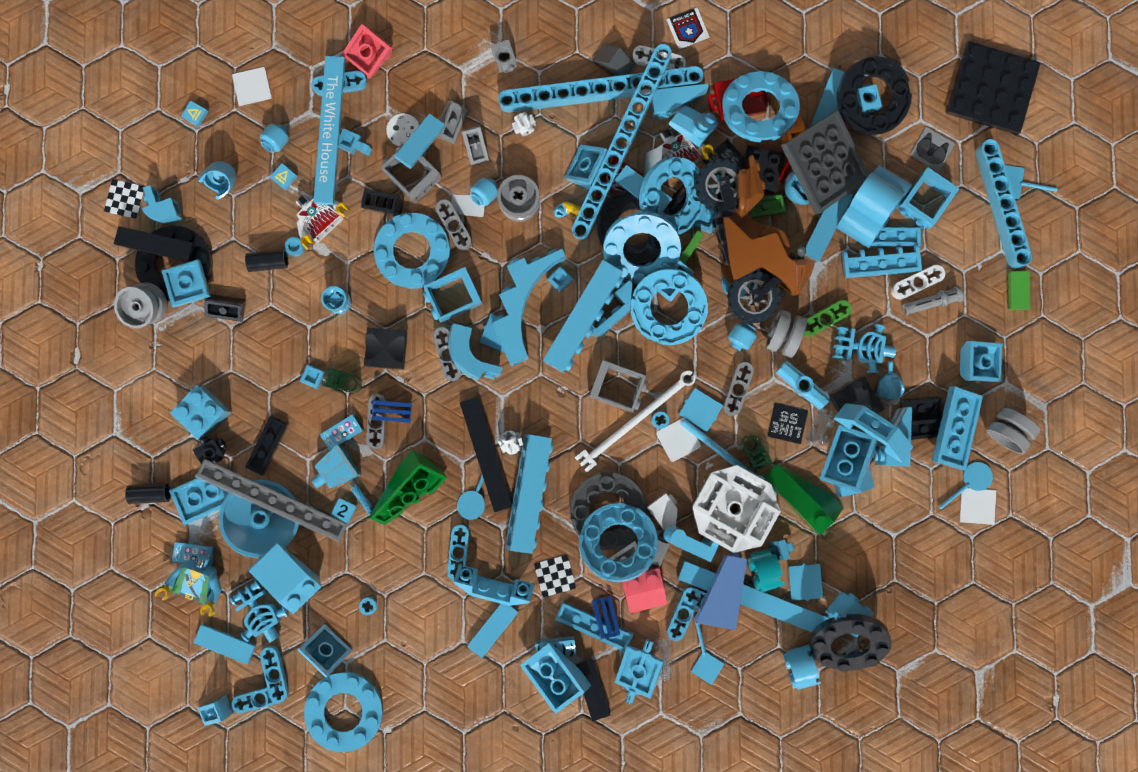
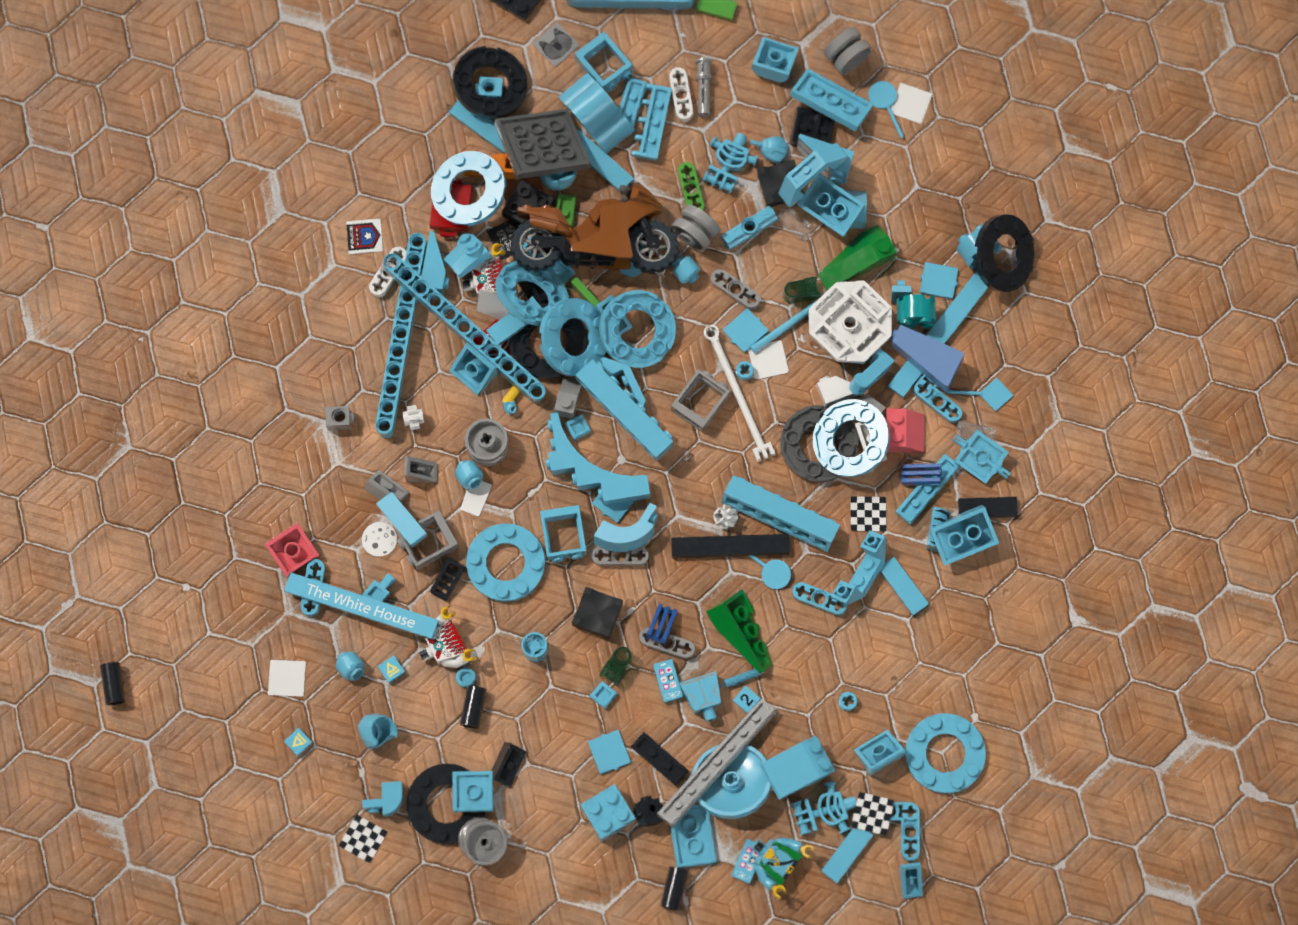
camera: 75 degrees left, 10 degrees down
(154, 244) = (423, 813): black tile -> none
(261, 397) = (609, 752): none -> medium azure piece
(265, 659) = (872, 813): none -> sticker
(456, 239) = (505, 505): light grey beam -> none
(583, 261) = (568, 398): none -> light grey slope
(613, 60) = (375, 315): dark grey slope -> none
(787, 423) = (782, 253): black sticker -> none
(803, 667) = (1017, 304): medium azure brick -> none

